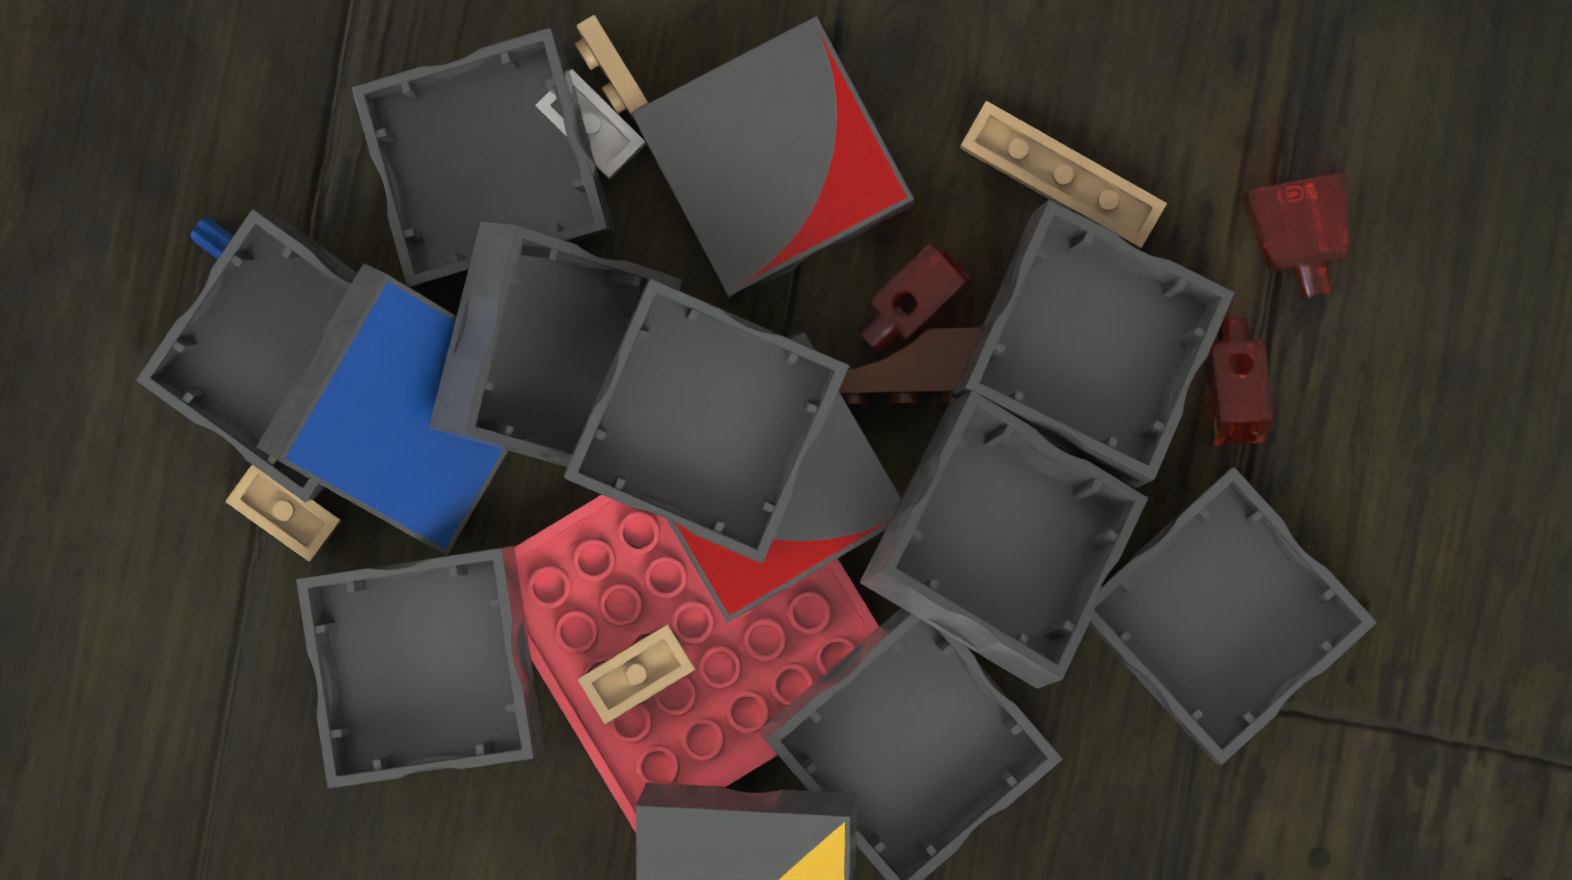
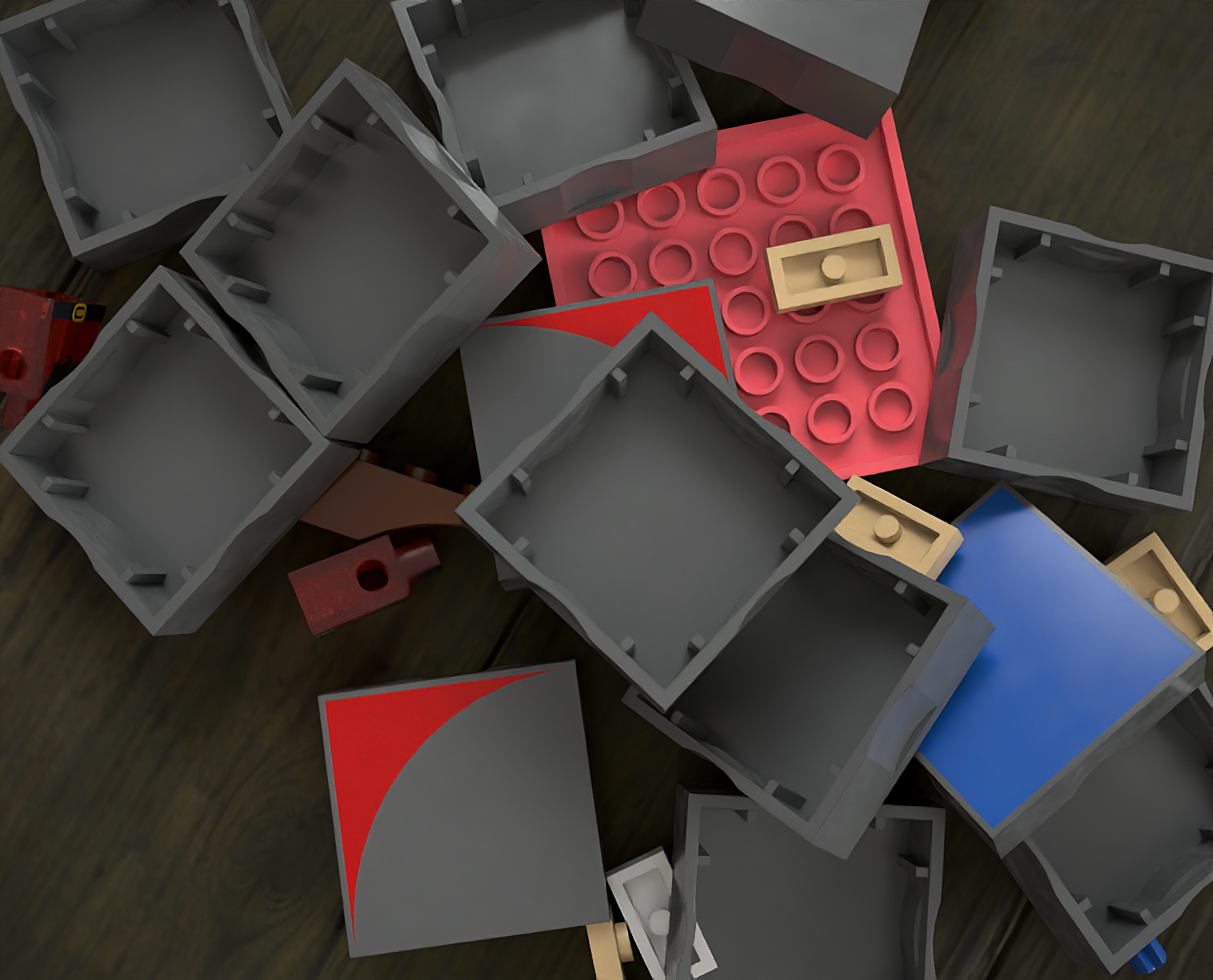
camera: 165 degrees left, 0 degrees up
(519, 482) = (899, 530): none -> tan plate
(1062, 174) = (148, 670): tan plate -> none

